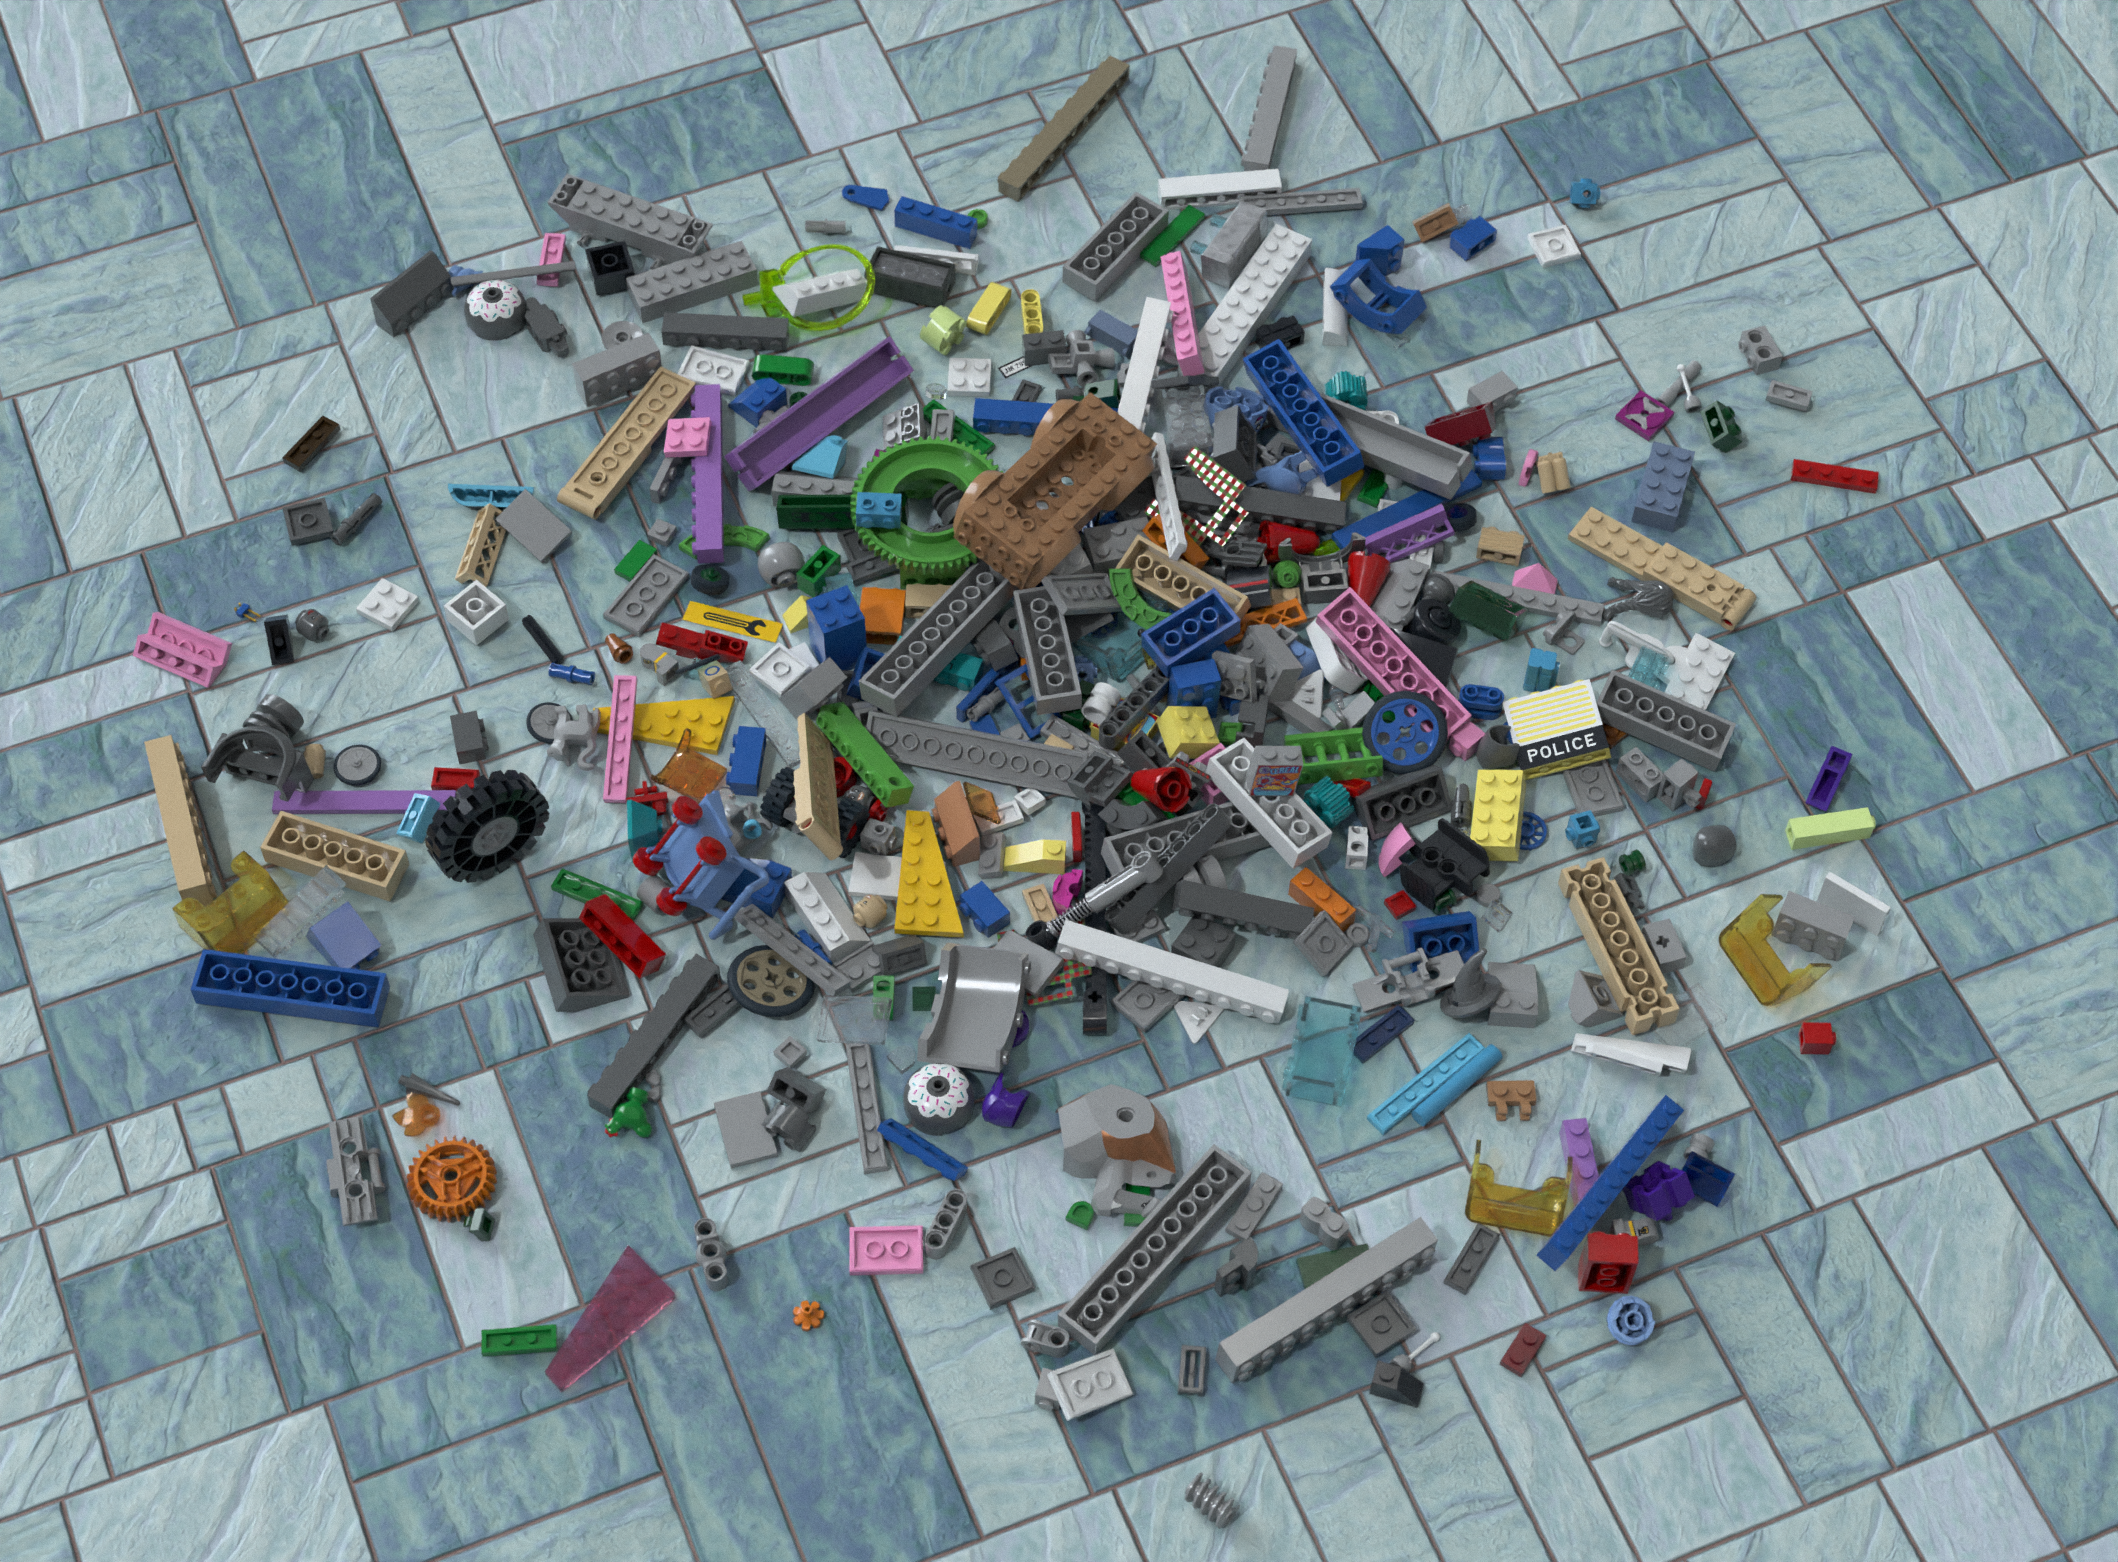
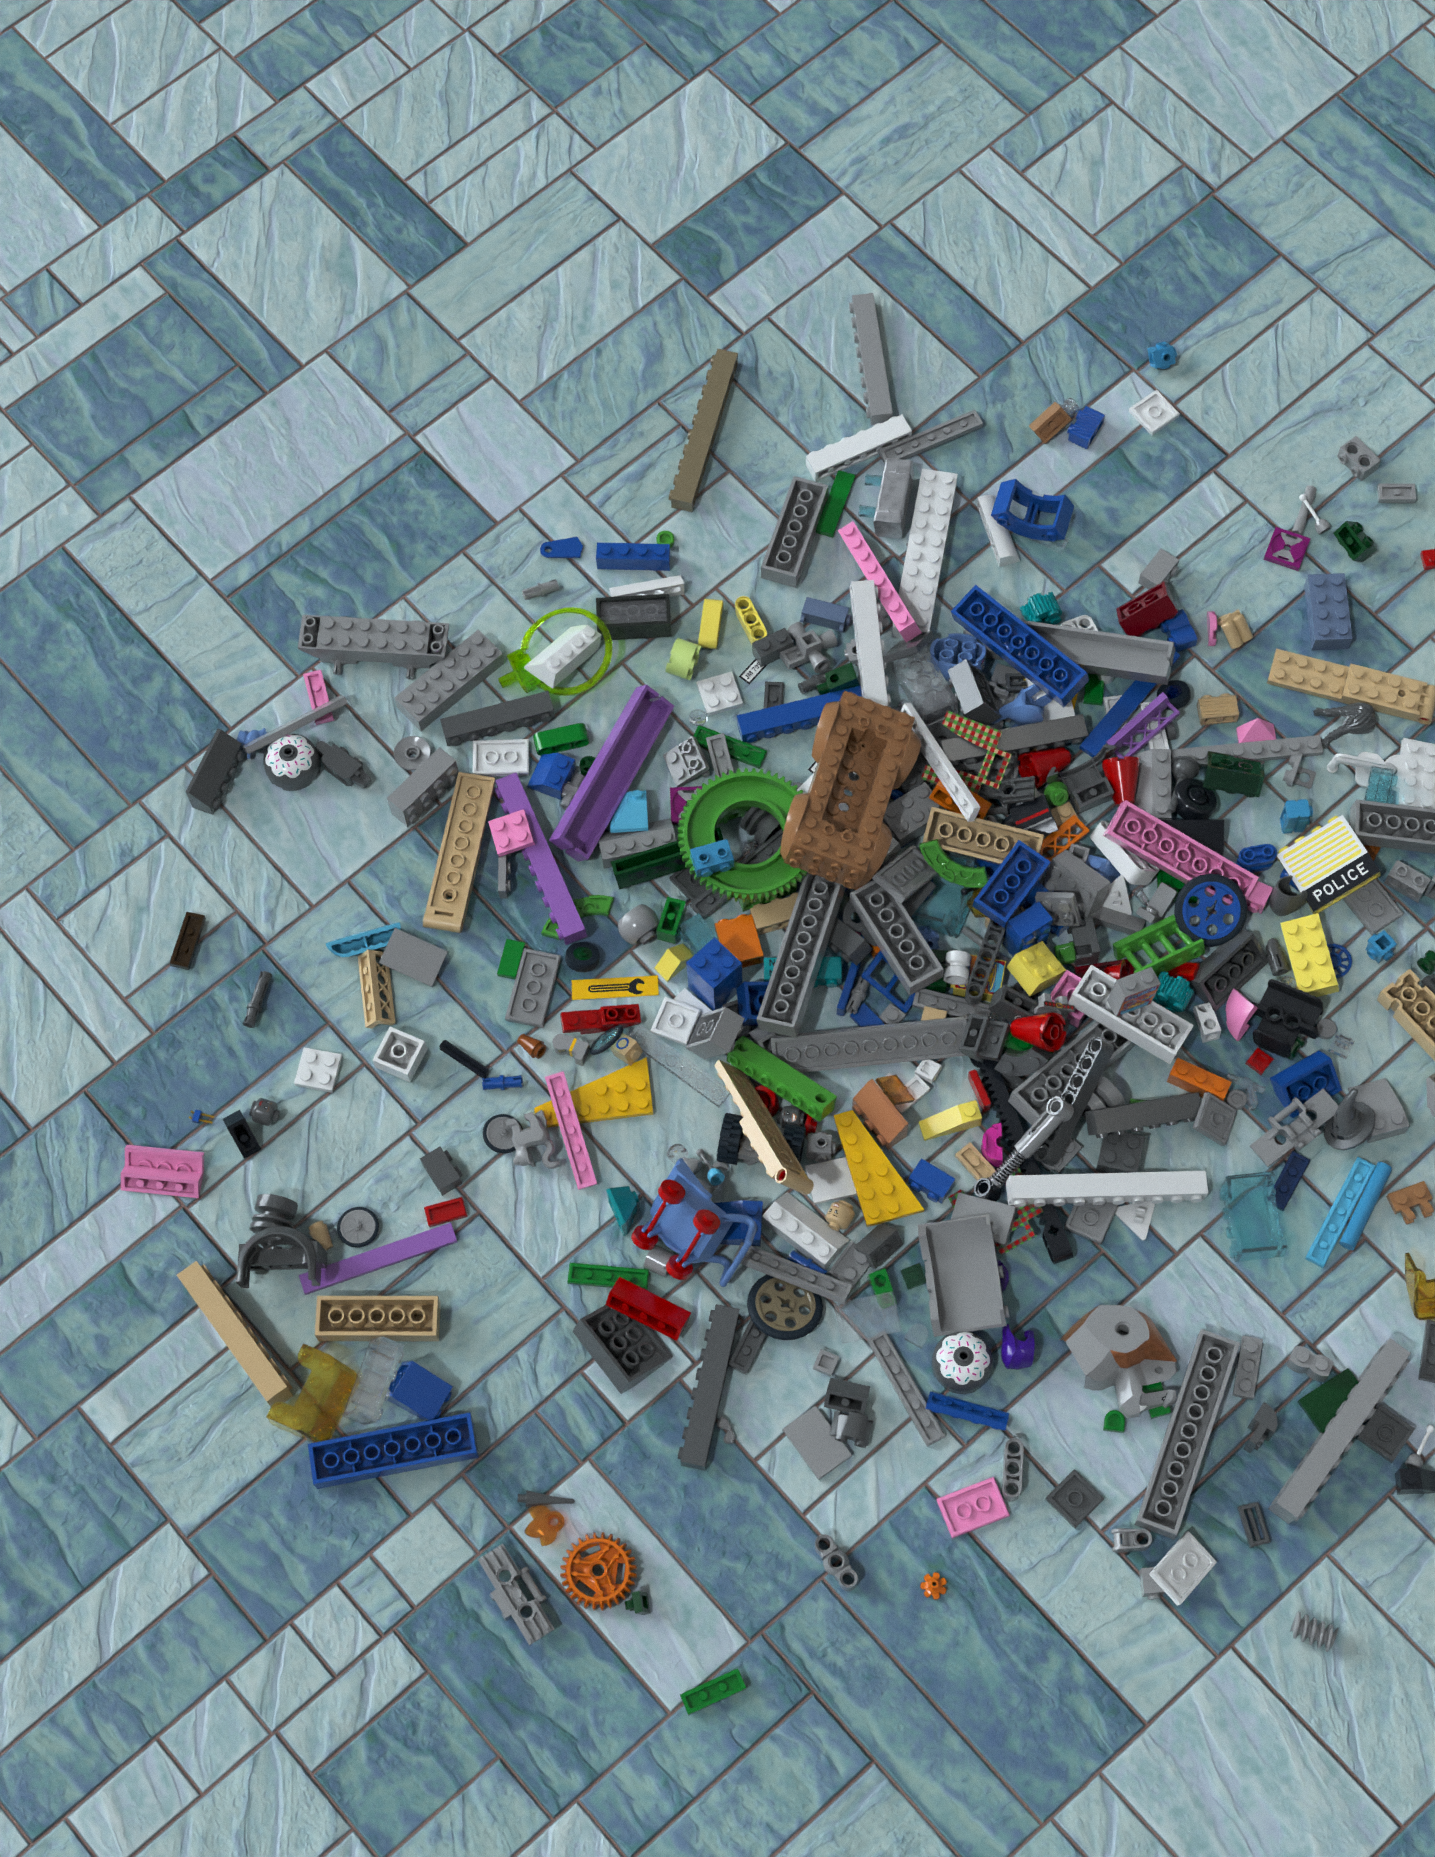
camera: 15 degrees left, 10 degrees up
(308, 521) = (217, 1015): dark grey plate -> none
(418, 817) = (430, 1258): medium azure slope -> none
(487, 826) = (503, 1256): black wheel -> none
(609, 267) = (374, 690): black brick -> none
(618, 1309) = (780, 1636): clear pink wing -> none
(631, 1115) = (720, 1464): green animal -> none
(657, 800) = (624, 1175): red hips -> none
(662, 532) = (521, 925): light grey plate -> none
(690, 772) = (640, 1140): clear orange piece -> none
(747, 760) = (682, 1113): blue brick -> none
(992, 855) = (917, 1130): light grey plate -> none
(1285, 329) = (963, 572): black brick -> none
(1326, 547) = (1078, 758): clear neon green cylinder -> none
(1384, 249) = (1020, 465): blue slope -> none

